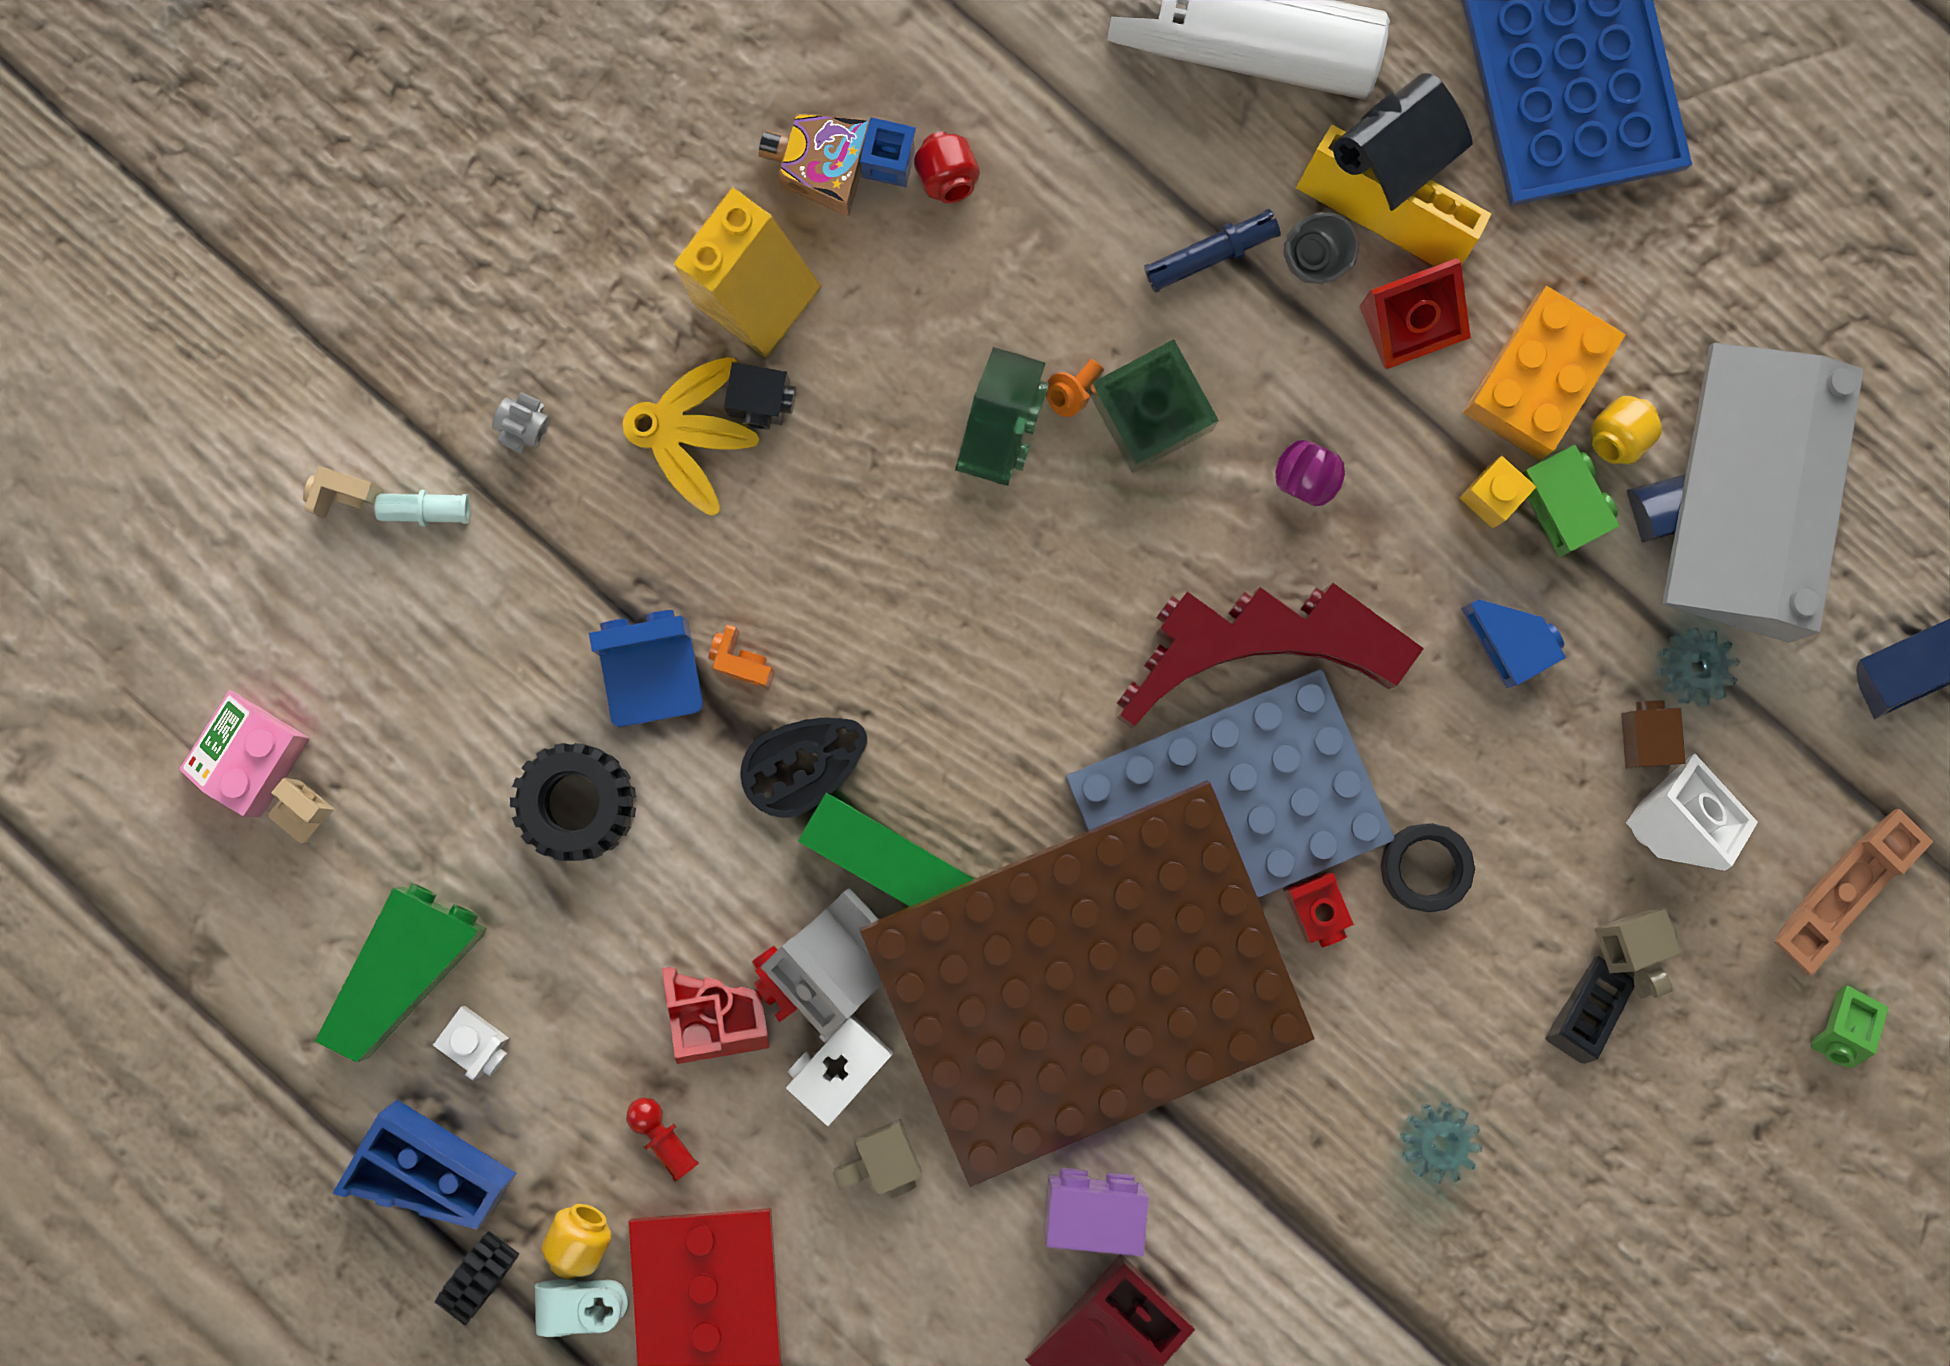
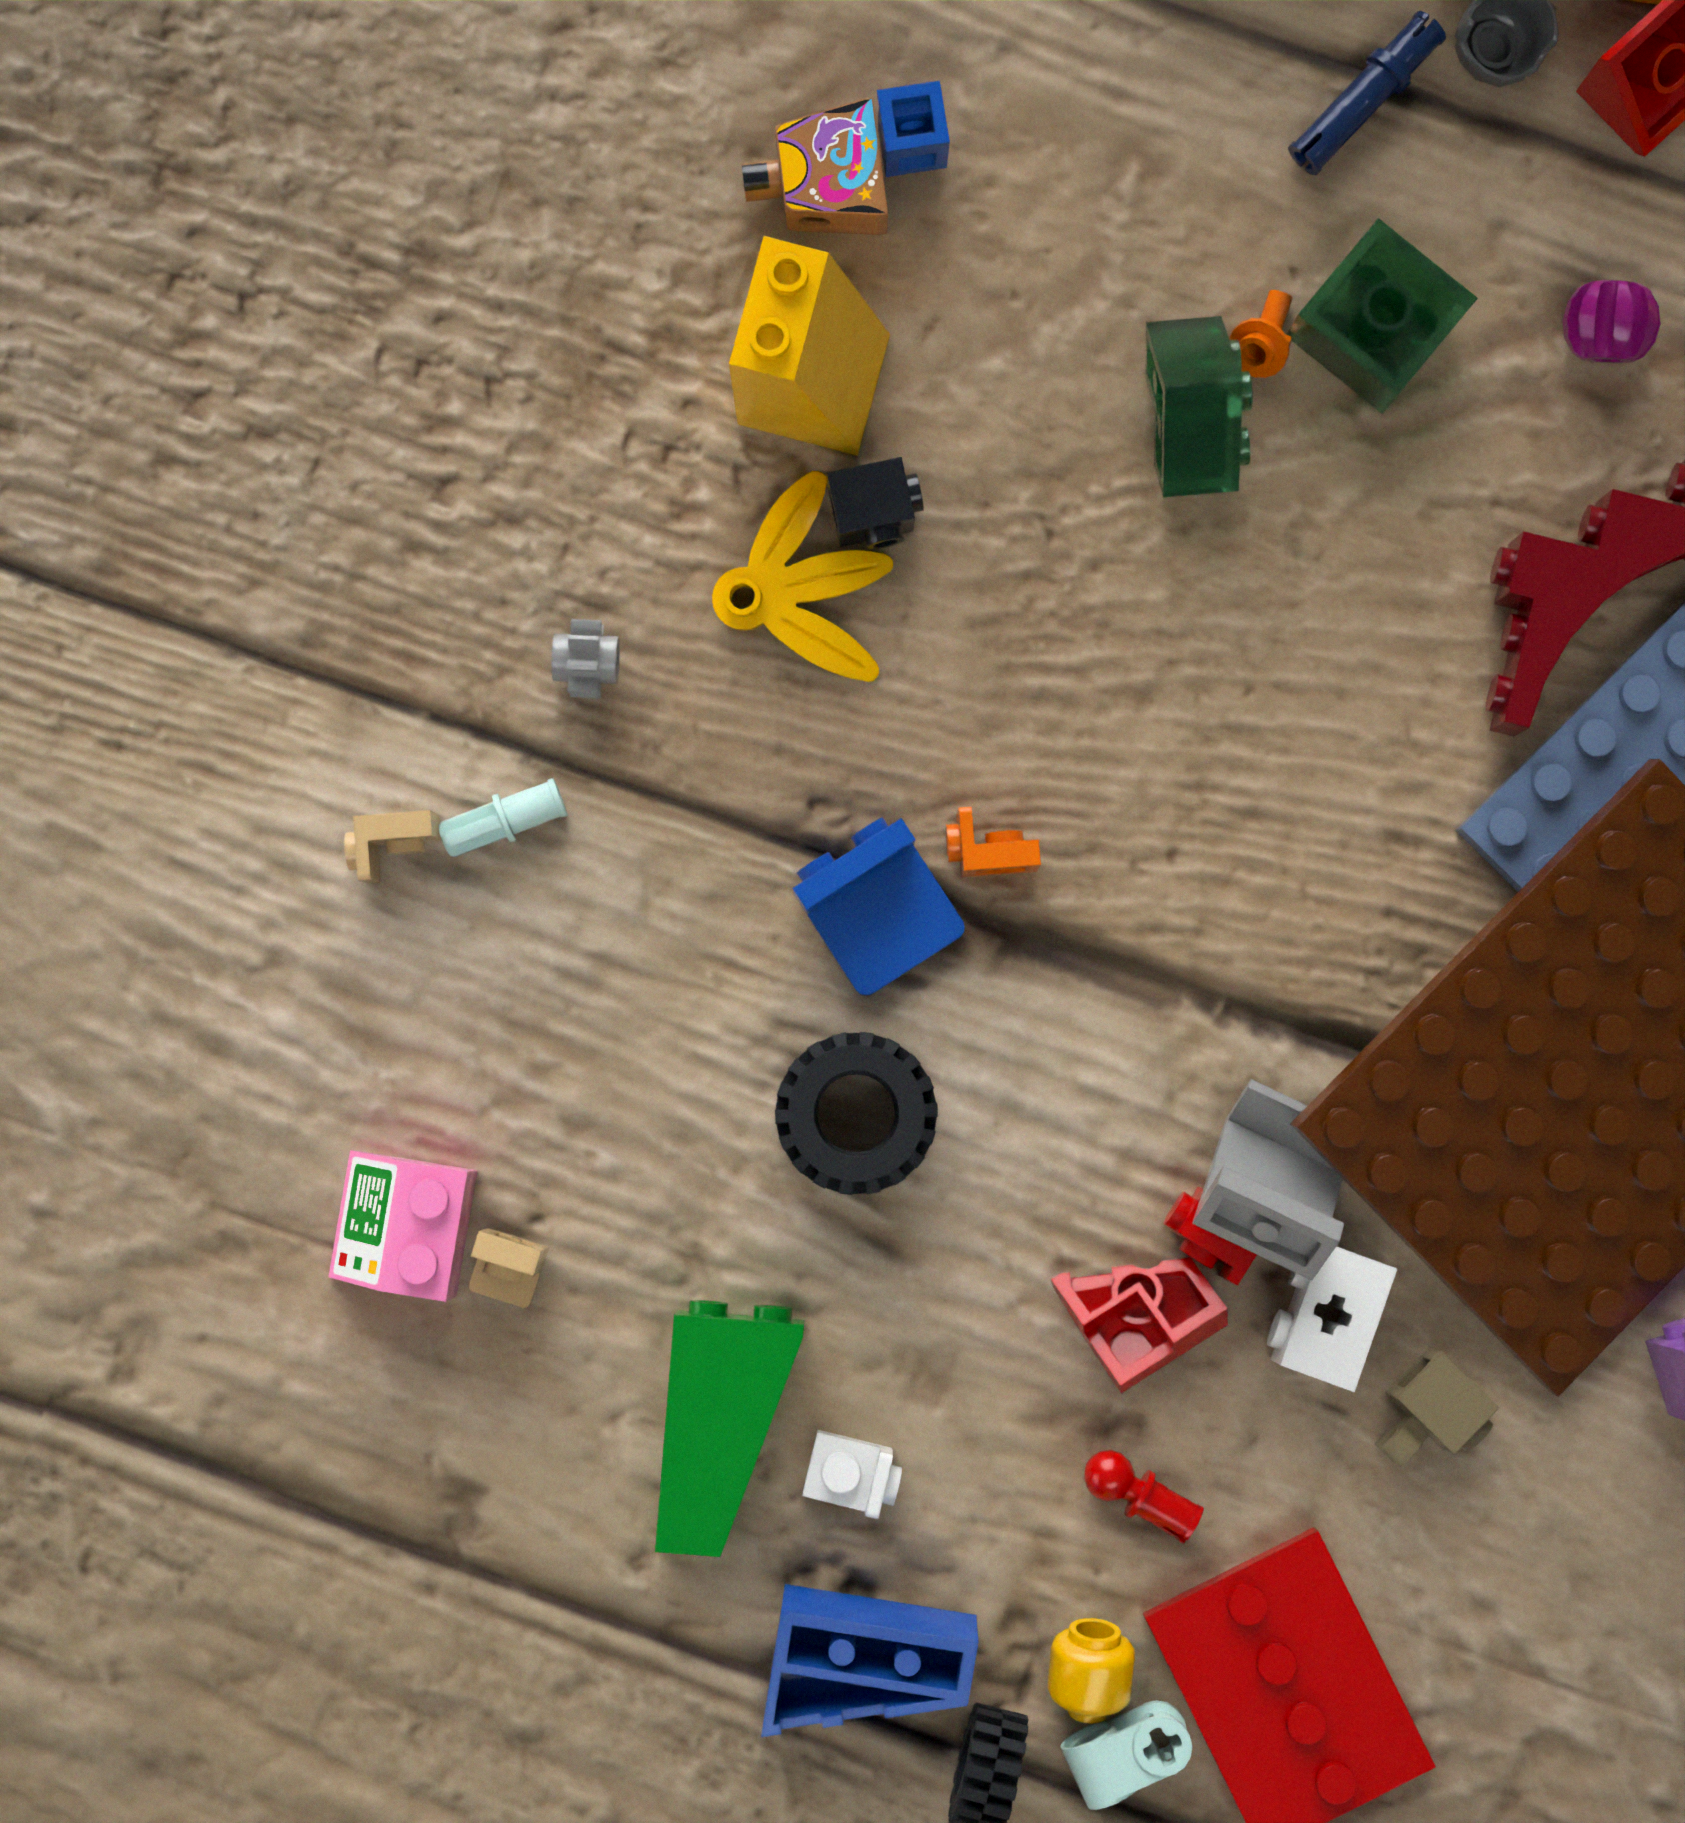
camera: 20 degrees left, 0 degrees up
(783, 745) = (1141, 979): black piece -> none
(878, 853) = (1269, 1022): green brick -> none
(946, 167) = (991, 120): red head -> none

